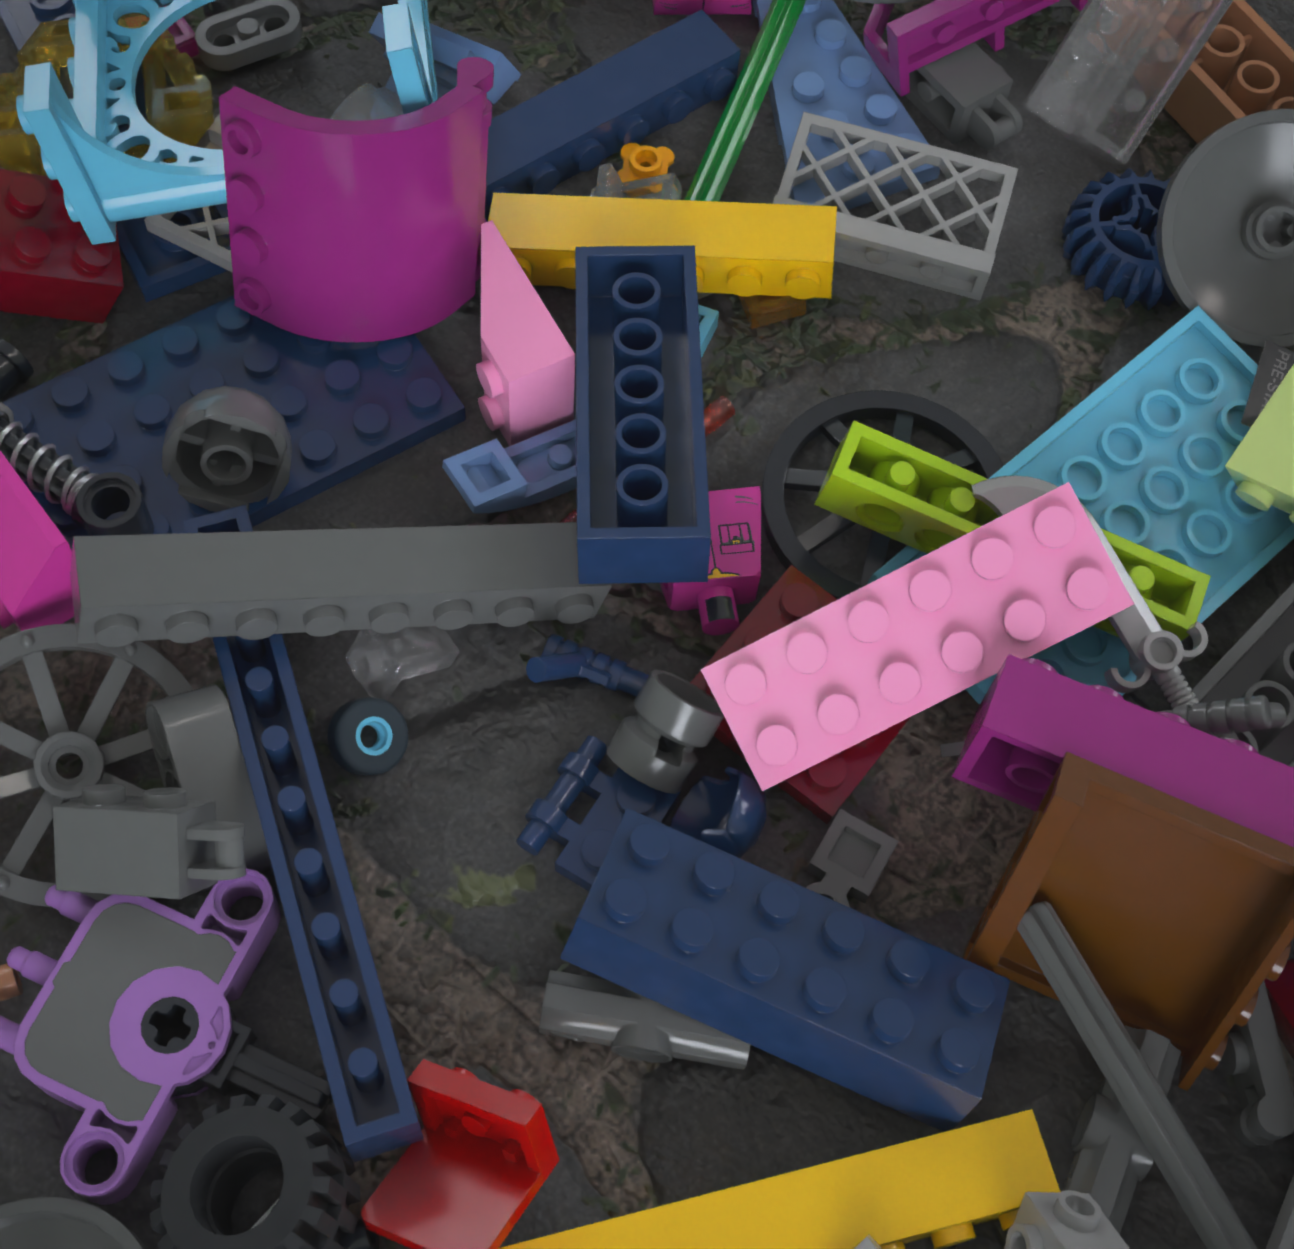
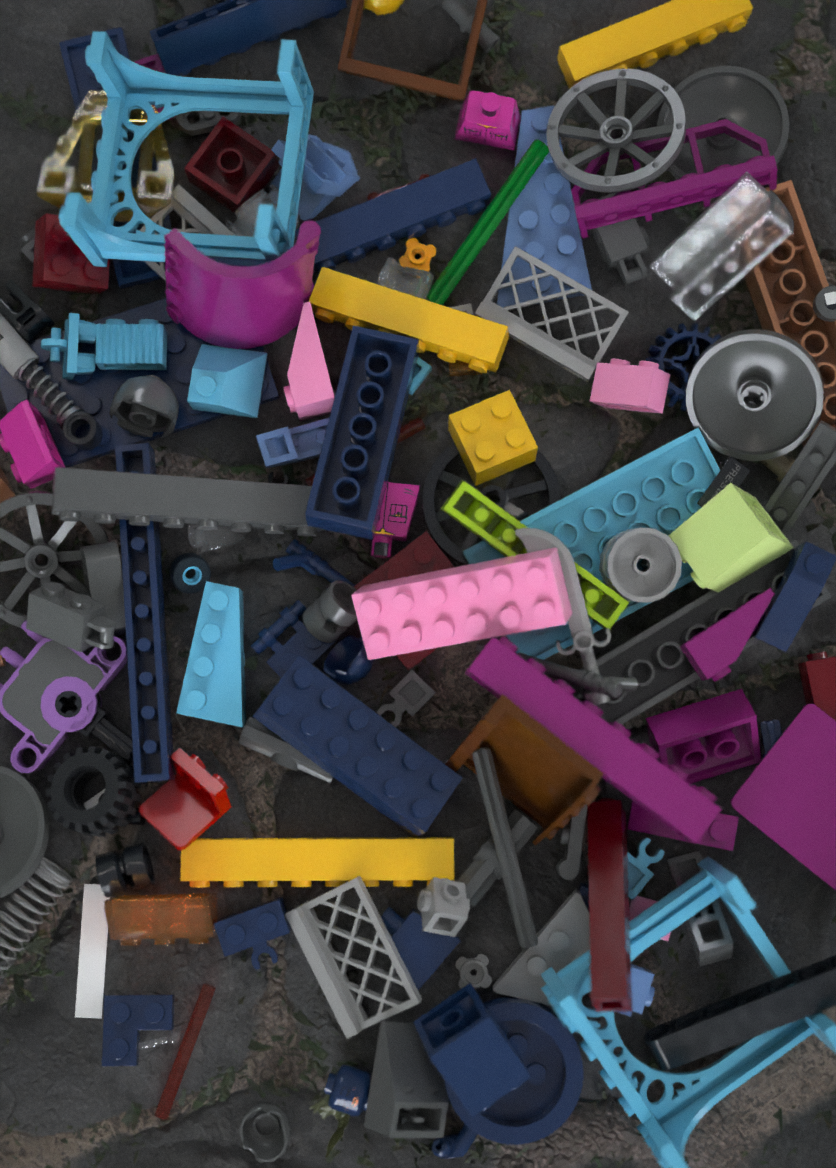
camera: 20 degrees right, 20 degrees up
(64, 382) = (74, 332): none -> medium azure hips
(177, 360) = (131, 345): none -> medium azure brick
(306, 65) = (231, 165): none -> dark red brick
(370, 395) = (227, 381): none -> medium azure slope
(461, 895) = (215, 667): none -> medium azure wedge
(866, 373) = (492, 437): none -> yellow brick
(1063, 271) = (630, 386): none -> bright pink brick
(1205, 511) = (660, 564): none -> light grey wheel

